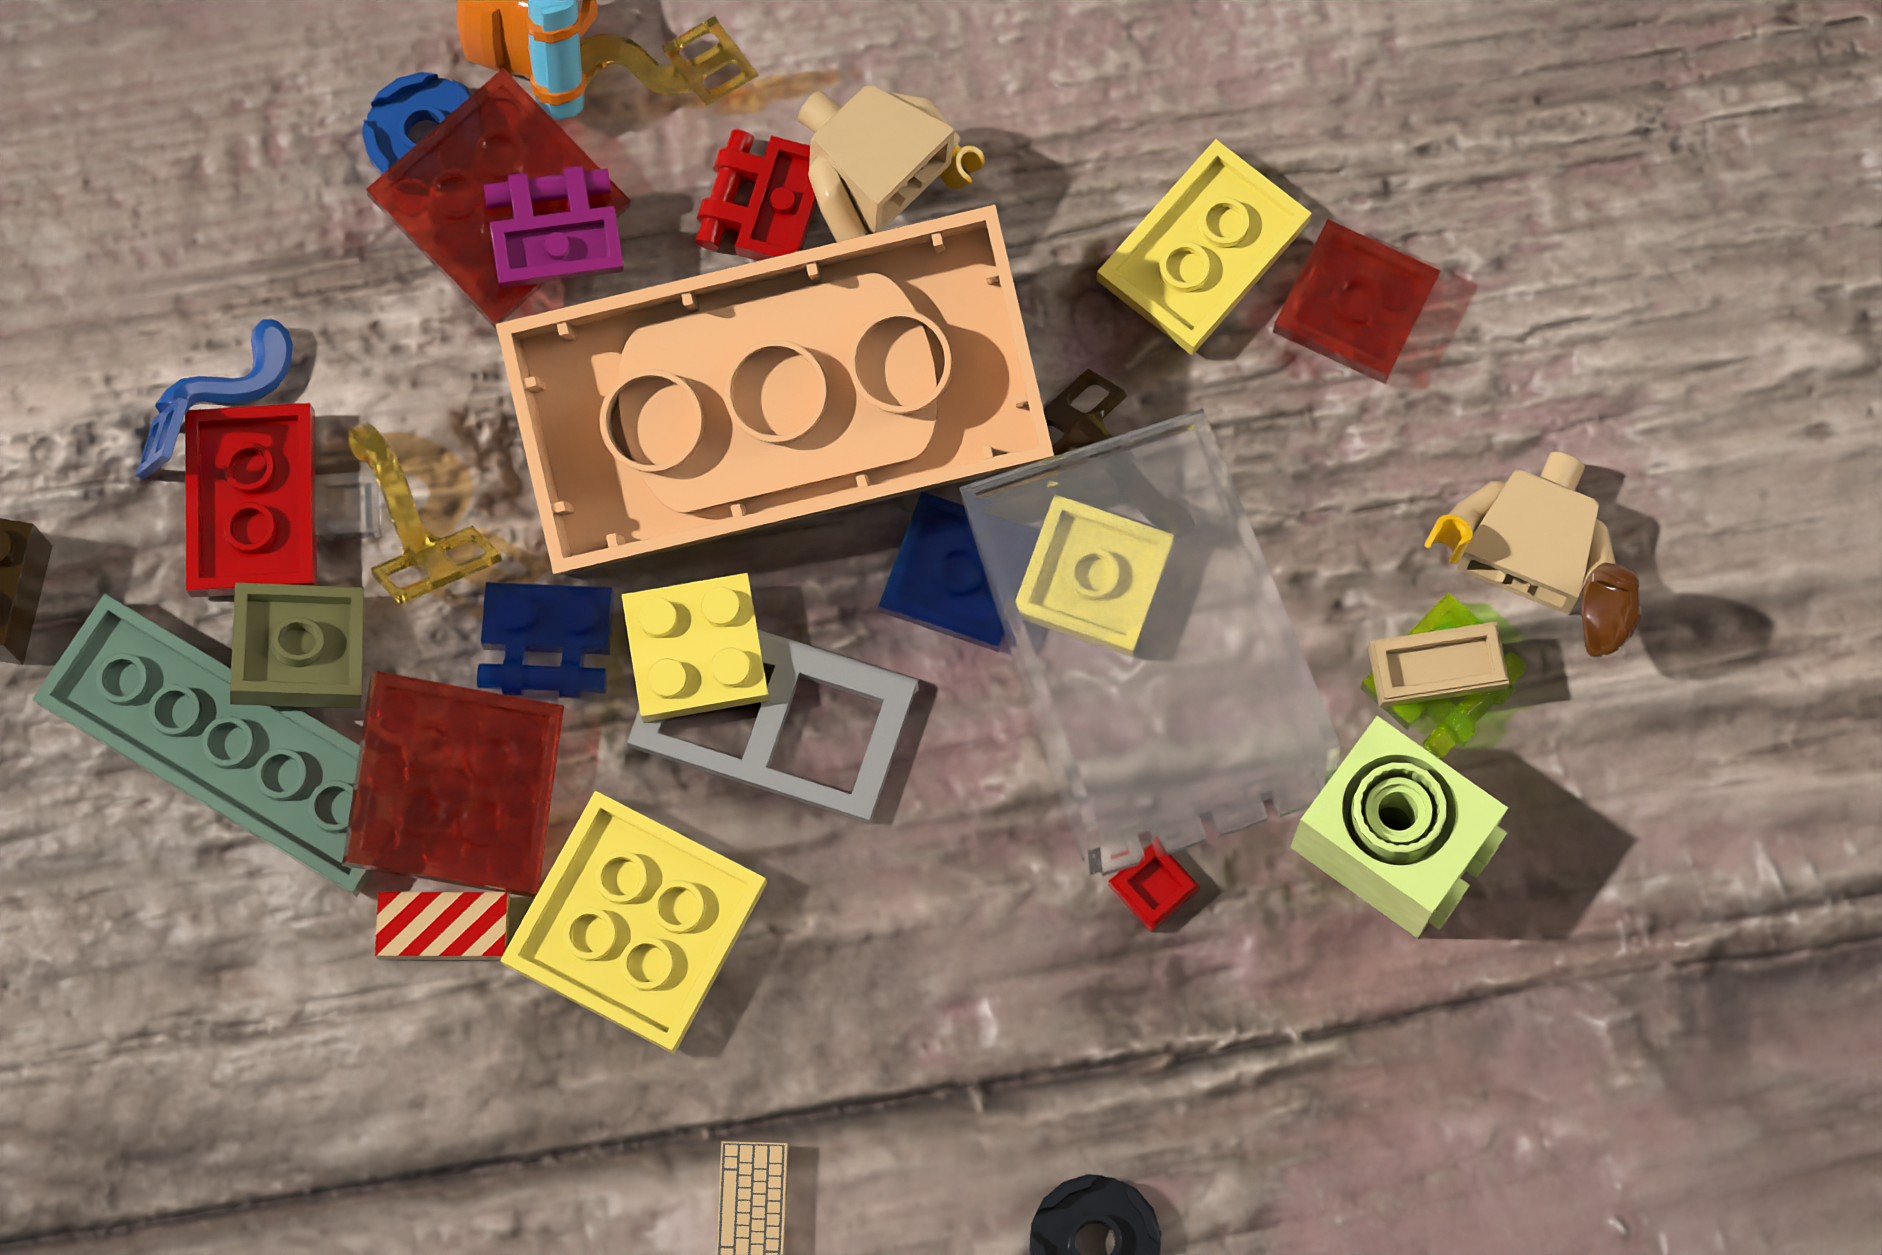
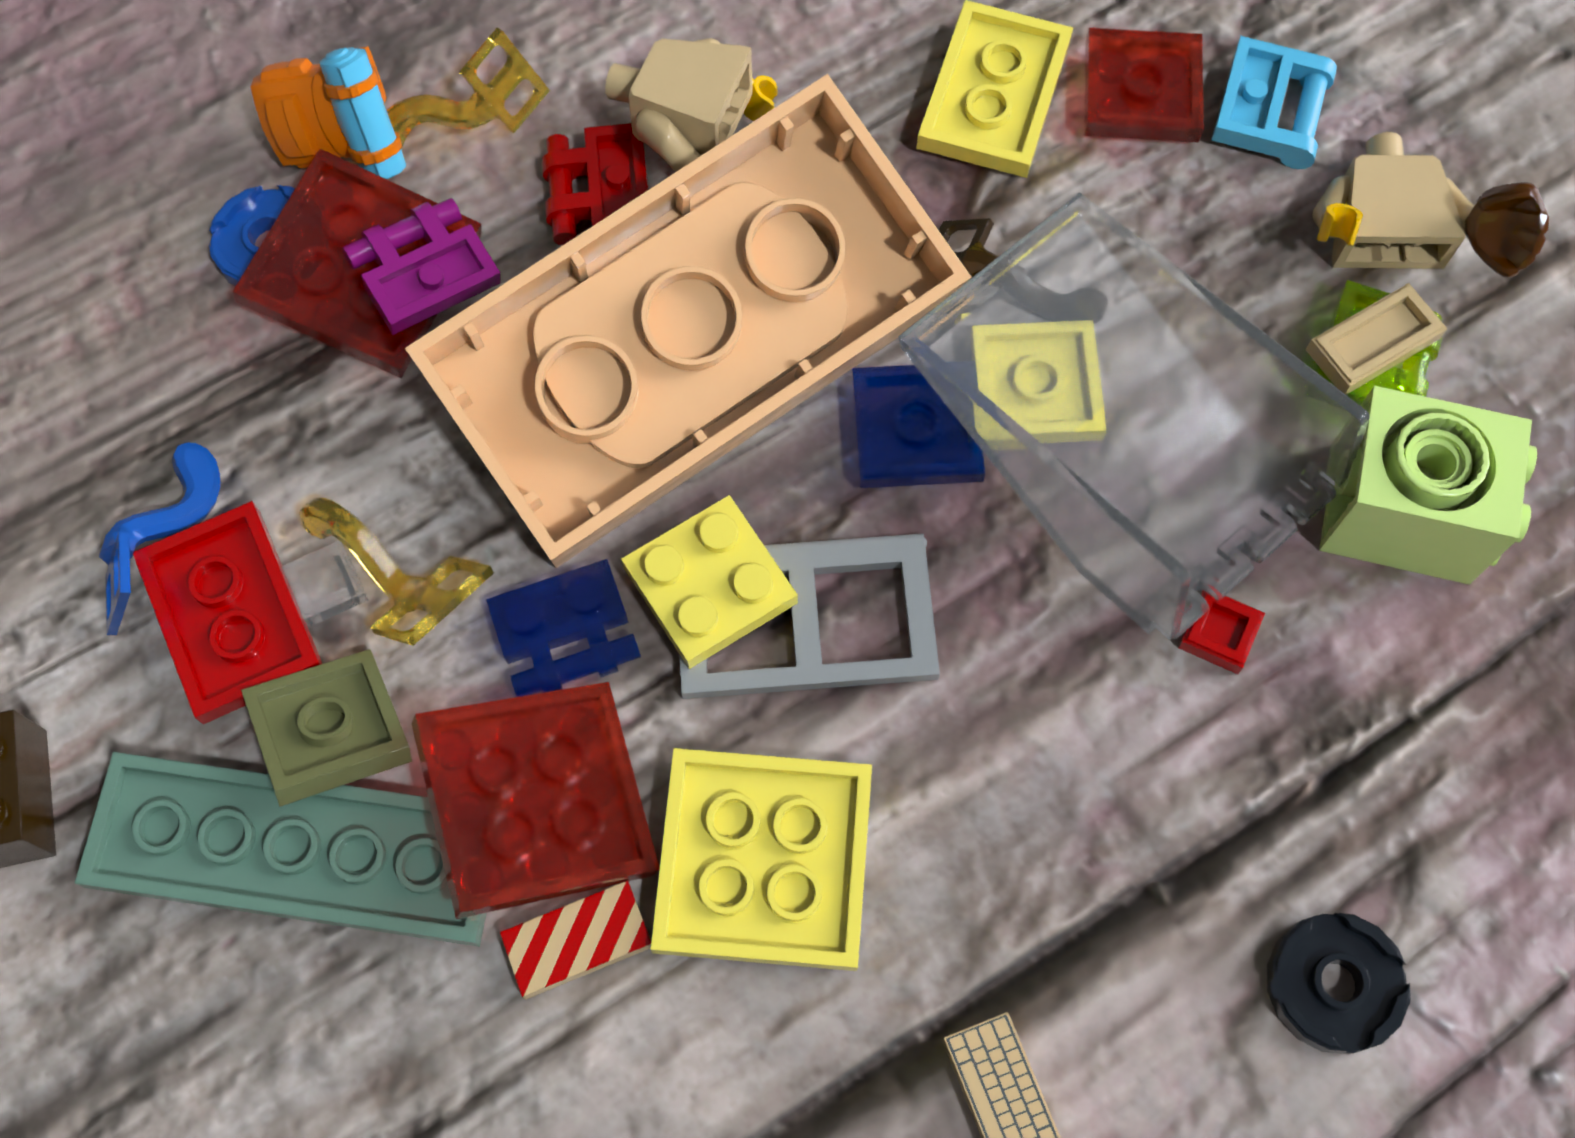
camera: 25 degrees left, 5 degrees down
(1465, 359) = (1256, 96): none -> medium azure plate

